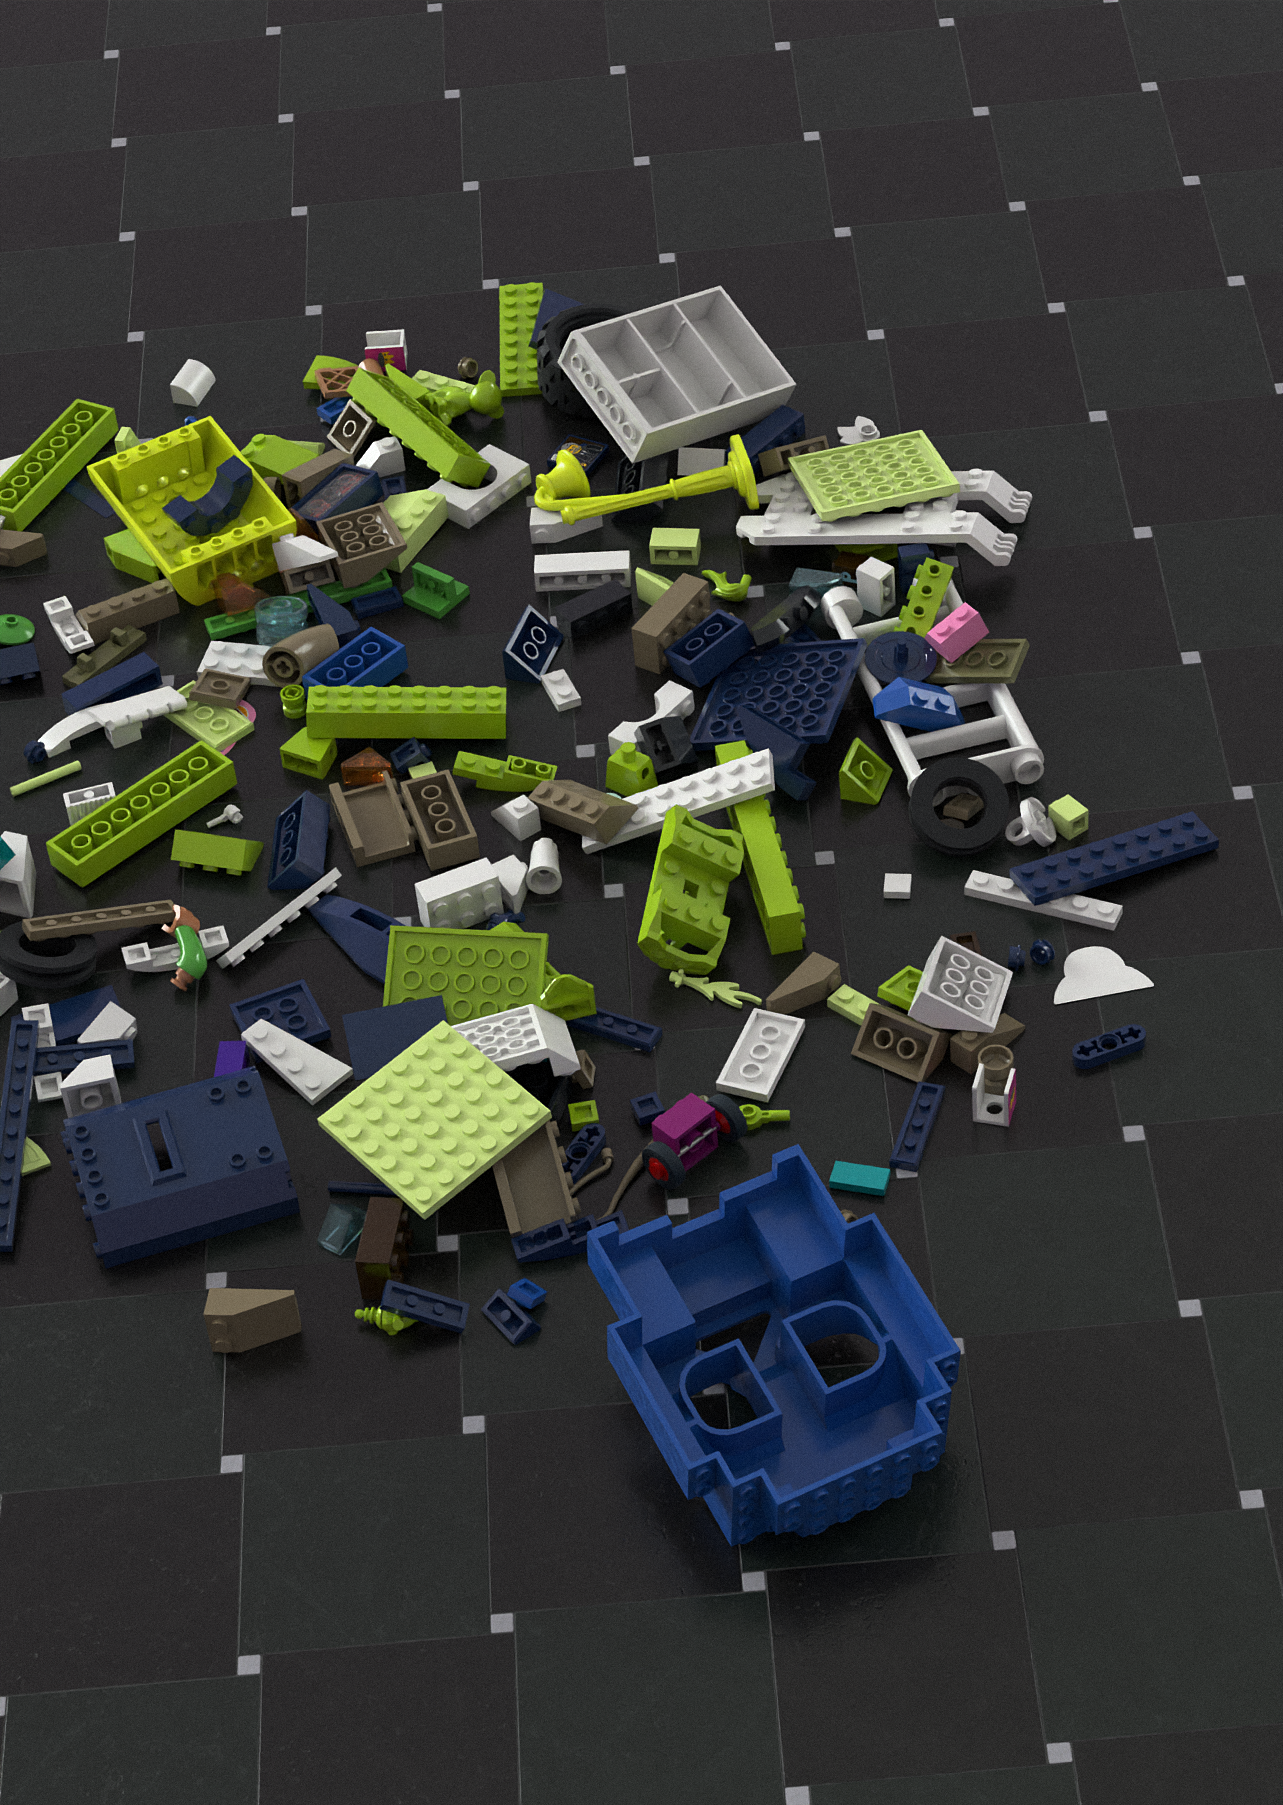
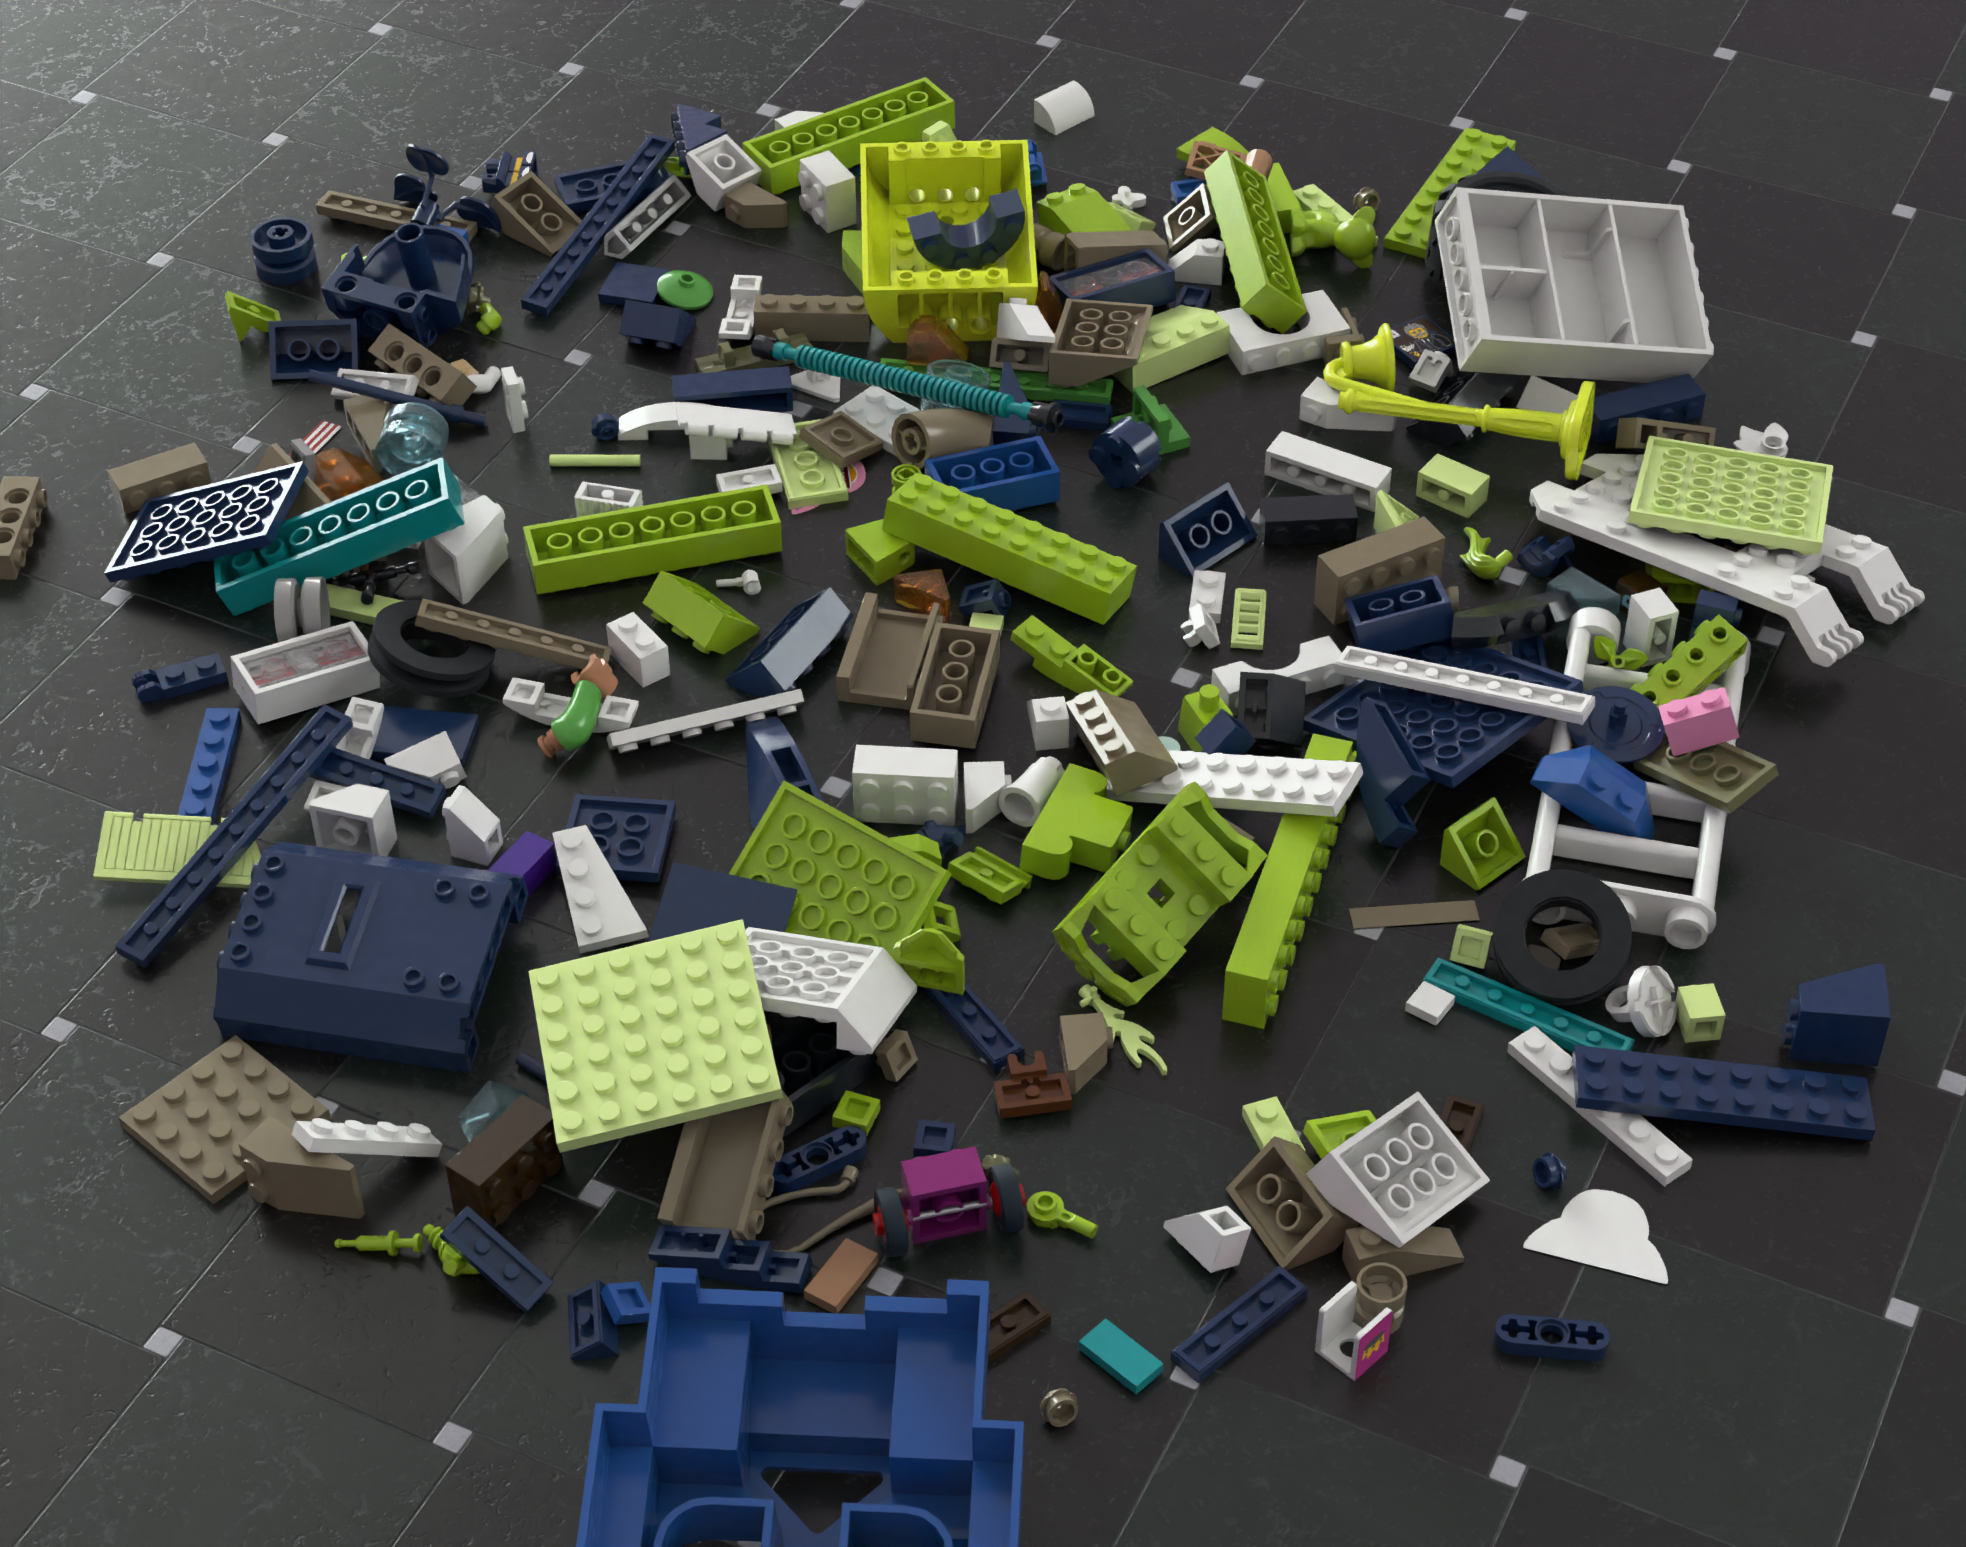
camera: 25 degrees right, 0 degrees up
(68, 513) = (827, 191): none -> white brick
(153, 1316) = (211, 1109): none -> dark tan plate
(169, 654) = (817, 384): none -> white piece
(175, 745) = (750, 478): none -> white plate
(178, 1058) = (471, 827): none -> white slope
(193, 891) = (638, 649): none -> white brick
(244, 627) = (909, 382): none -> teal hose
(281, 1274) = (368, 1139): none -> white plate
(291, 433) = (1127, 199): none -> white piece
(332, 1336) = (383, 1243): none -> lime piece
(387, 348) = (1293, 148): piece -> none
(437, 614) = (1126, 452): none -> dark blue brick
(527, 481) = (1333, 343): none -> dark tan bracket
(560, 931) = (989, 875): none -> lime plate
(574, 712) = (1200, 628): none -> white tile
(593, 875) = (1077, 827): none -> lime brick
(600, 692) = (1248, 618): none -> yellowish green slope
(602, 472) = (1431, 370): none -> white bracket
(649, 1206) = (841, 1276): none -> medium nougat tile
(653, 773) = (1225, 736): none -> dark blue brick
(685, 1051) = (1031, 1089): none -> reddish brown plate
(699, 1010) = (1084, 1047): none -> dark tan slope
(760, 1055) = (1113, 1138): white plate -> none
(770, 571) = (1541, 556): none -> dark blue piece
(788, 673) = (1465, 684): none -> white tile
(806, 985) = (1227, 1076): dark tan slope -> none
(846, 836) = (1414, 914): none -> dark tan sticker
(867, 1082) = (1211, 1236): none -> white slope
(874, 614) = (1629, 659): none -> lime plant
(901, 838) = (1471, 946): none -> yellowish green tile
(956, 864) = (1522, 1009): none -> teal tile
(1016, 957) = (1511, 1162): dark blue plate -> none
(1158, 781) = (1840, 1018): none -> dark blue slope

